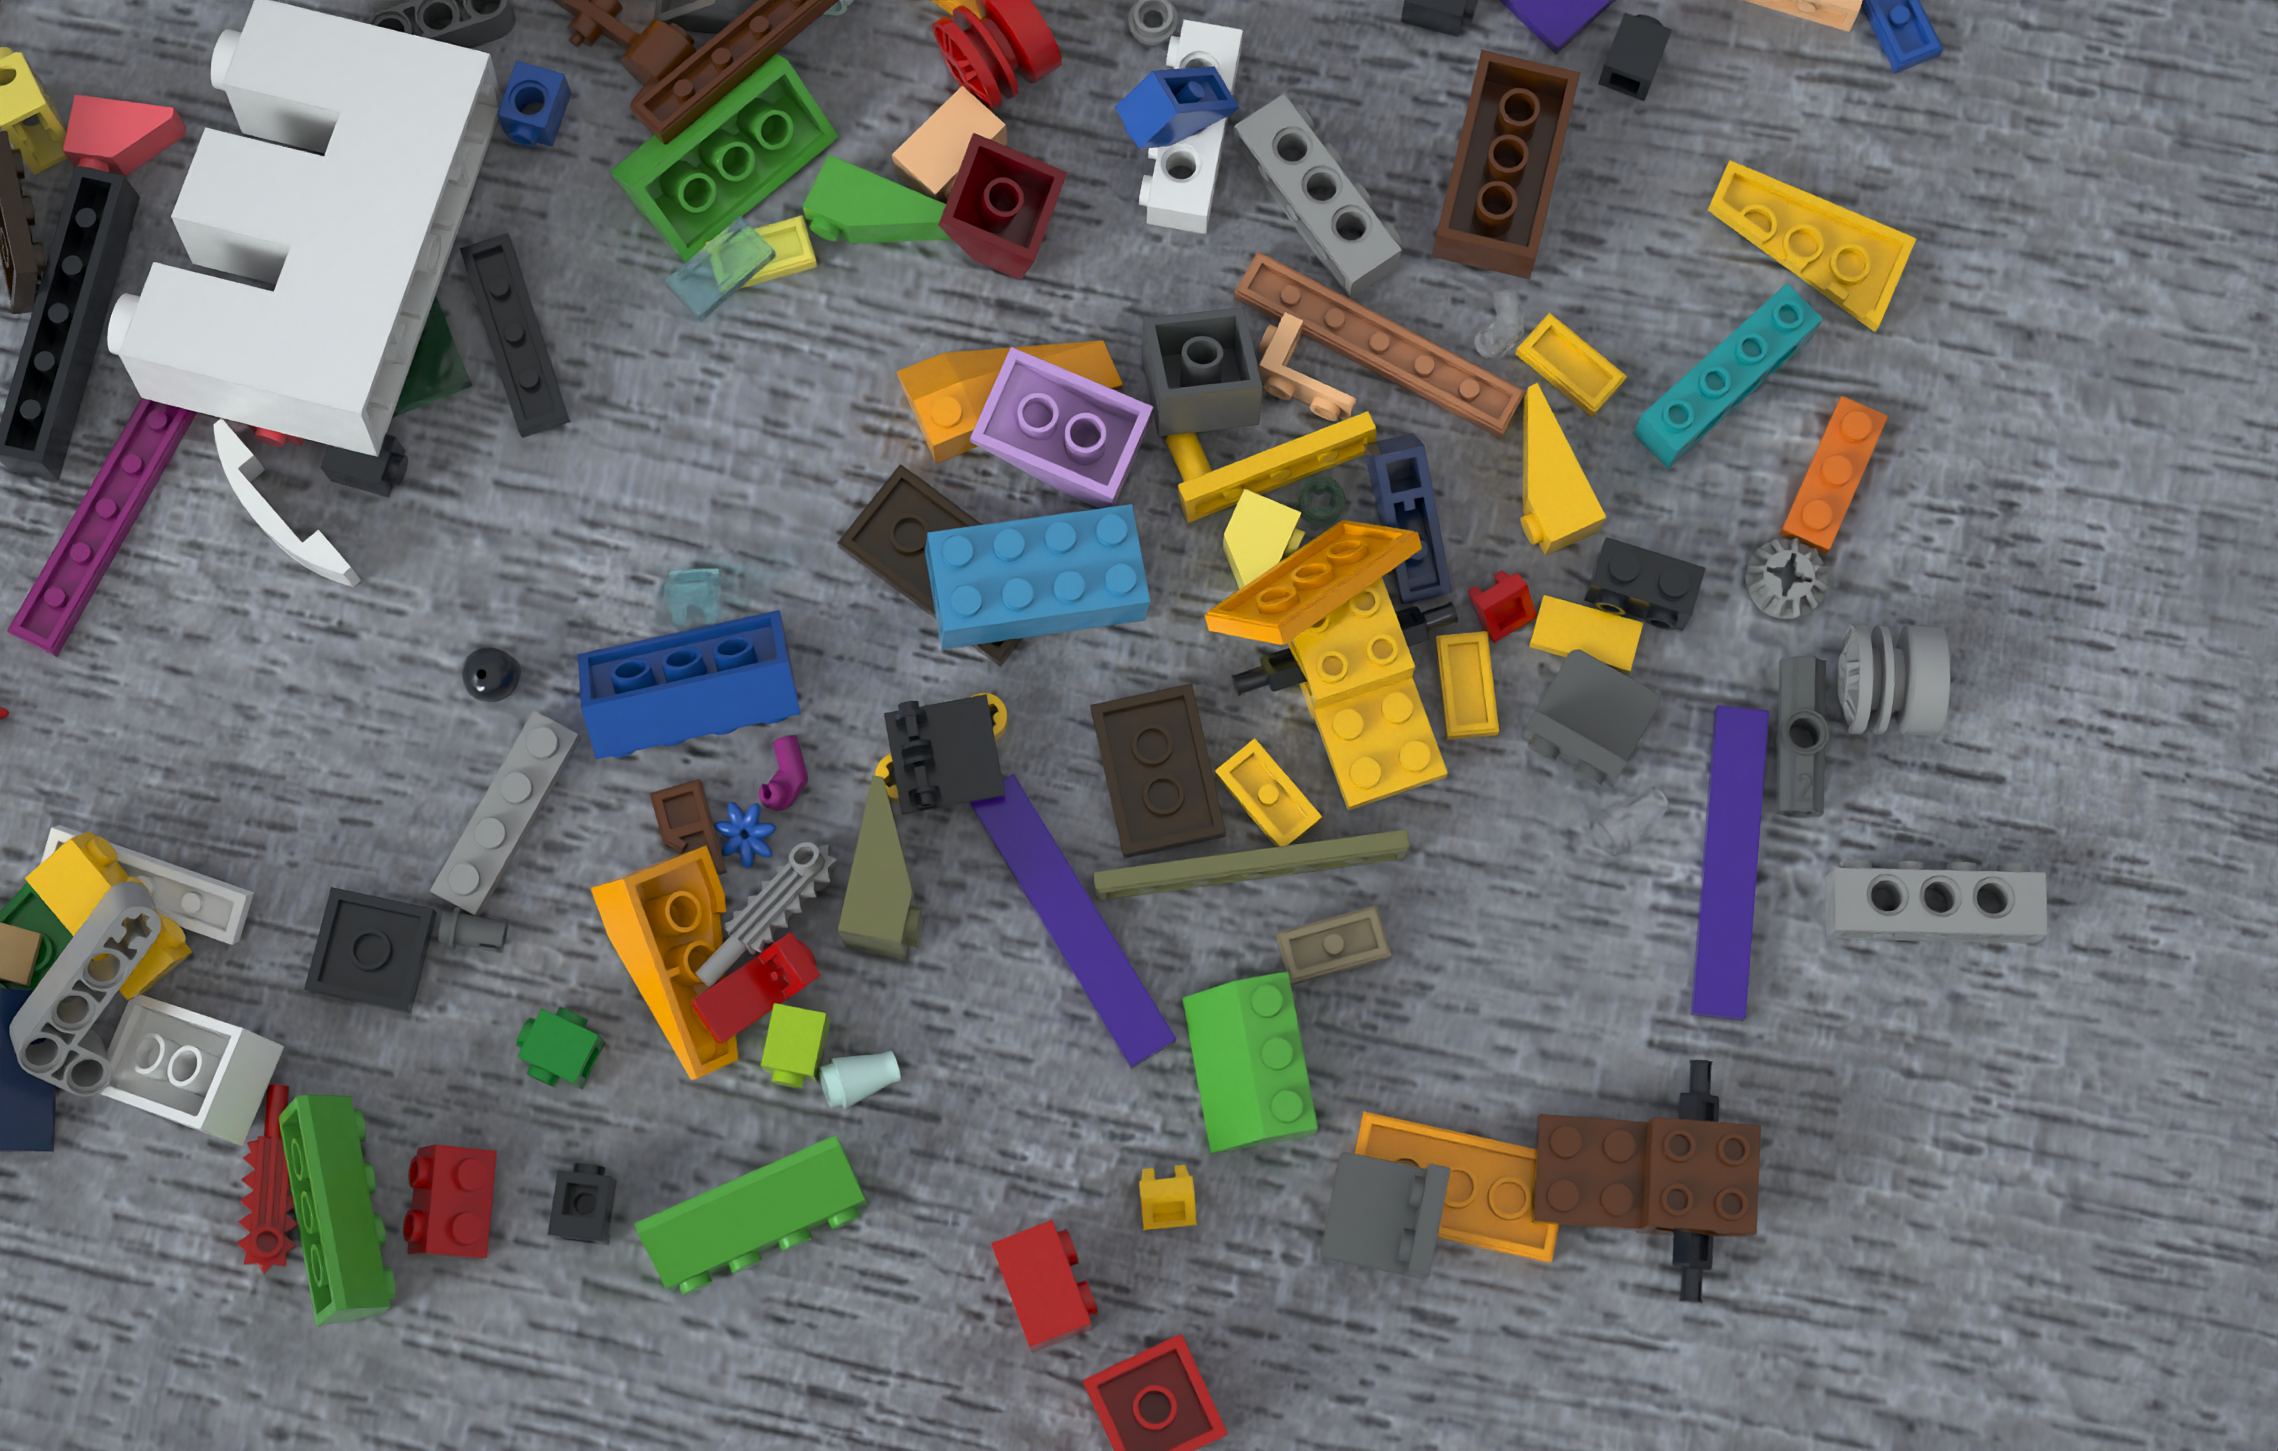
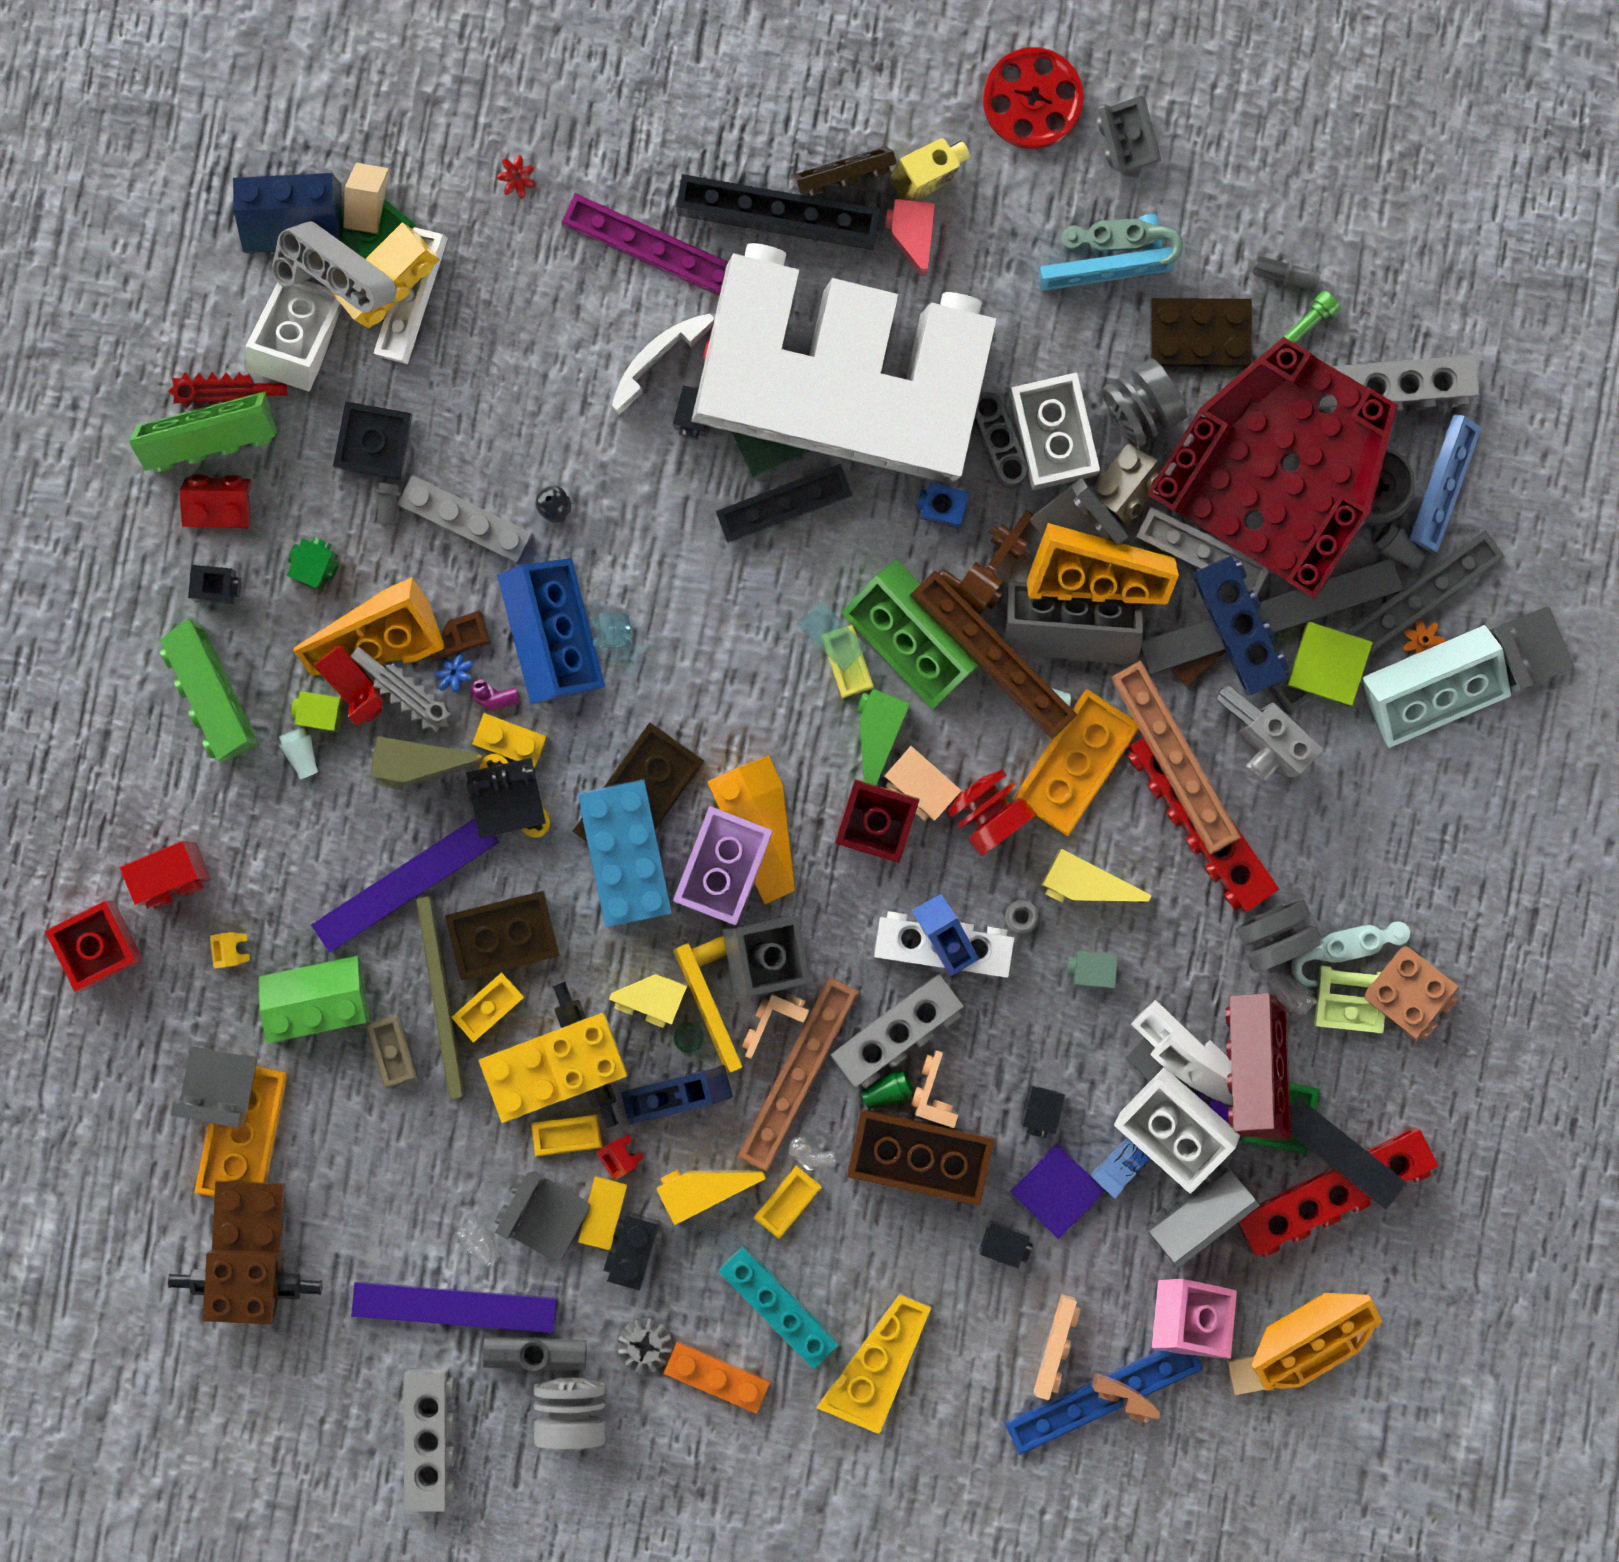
camera: 90 degrees right, 10 degrees up
(853, 756) = (509, 739): none -> yellow plate
(1312, 582) = (617, 1033): light orange tile -> none
(1406, 208) = (889, 1090): none -> green cone
(1414, 162) = (938, 1111): none -> light nougat bracket

